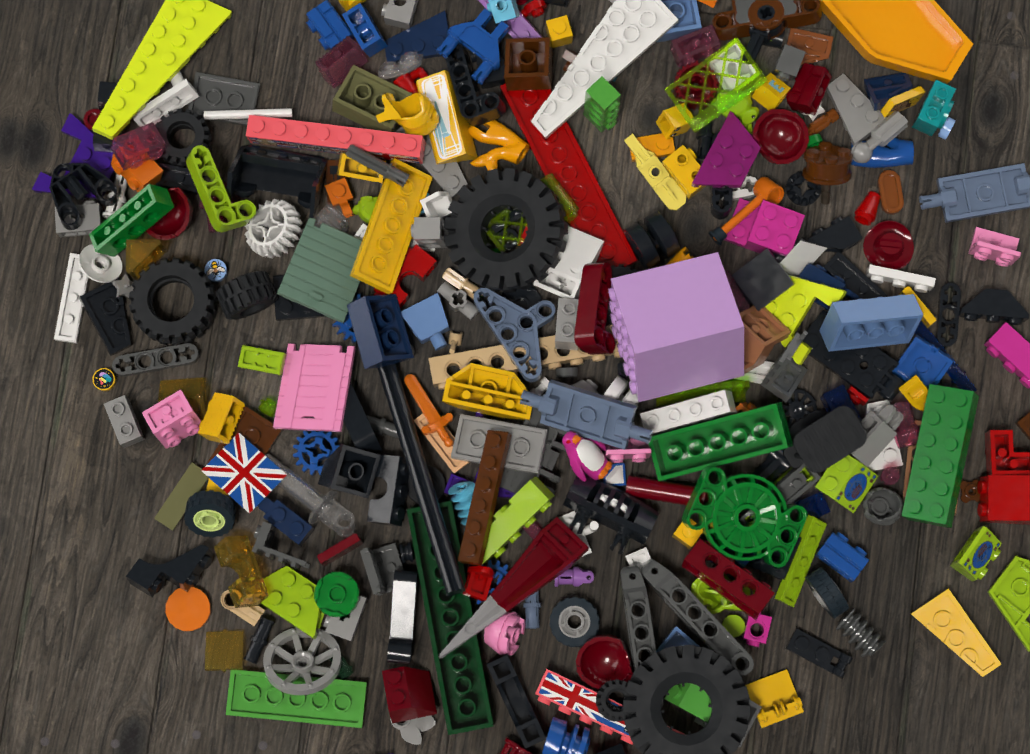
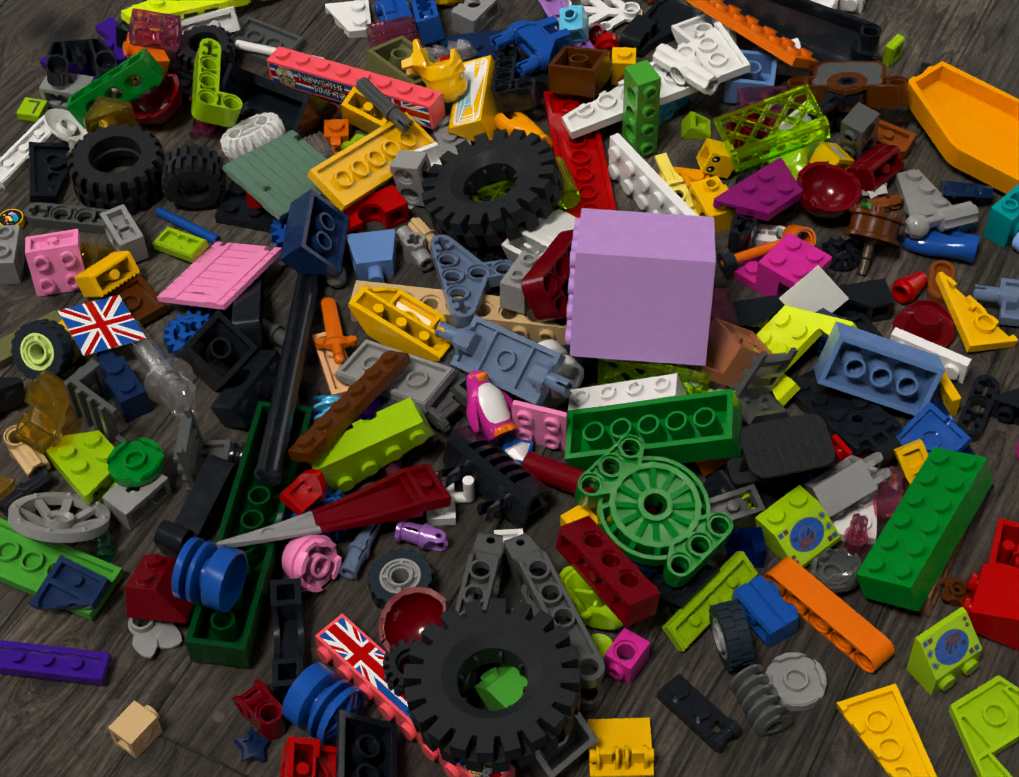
camera: 20 degrees right, 30 degrees down
(55, 248) = (32, 109): none -> lime tile
(213, 371) = (124, 232): none -> light grey brick
(254, 334) = (187, 225): none -> blue piece
(268, 407) = (161, 283): clear neon green plate -> none
(290, 40) = (351, 16): none -> white wing
(339, 549) = (159, 420): dark red tile -> none
(341, 714) = (70, 587): none -> dark blue wing
(449, 687) = (209, 574): none -> blue wheel
(454, 340) = (395, 278): tan hand -> none
(625, 46) = (686, 69): none -> white piece
(634, 183) = (641, 181): none -> white plate
(642, 80) = (695, 127): none -> lime slope
(763, 279) = (763, 299): black tile -> none
(877, 604) = (797, 680): none -> light grey tile
(886, 543) = (831, 615): none -> orange beam
(902, 101) = (979, 196): yellow tile -> none
(929, 234) = (975, 326): none -> yellow wing

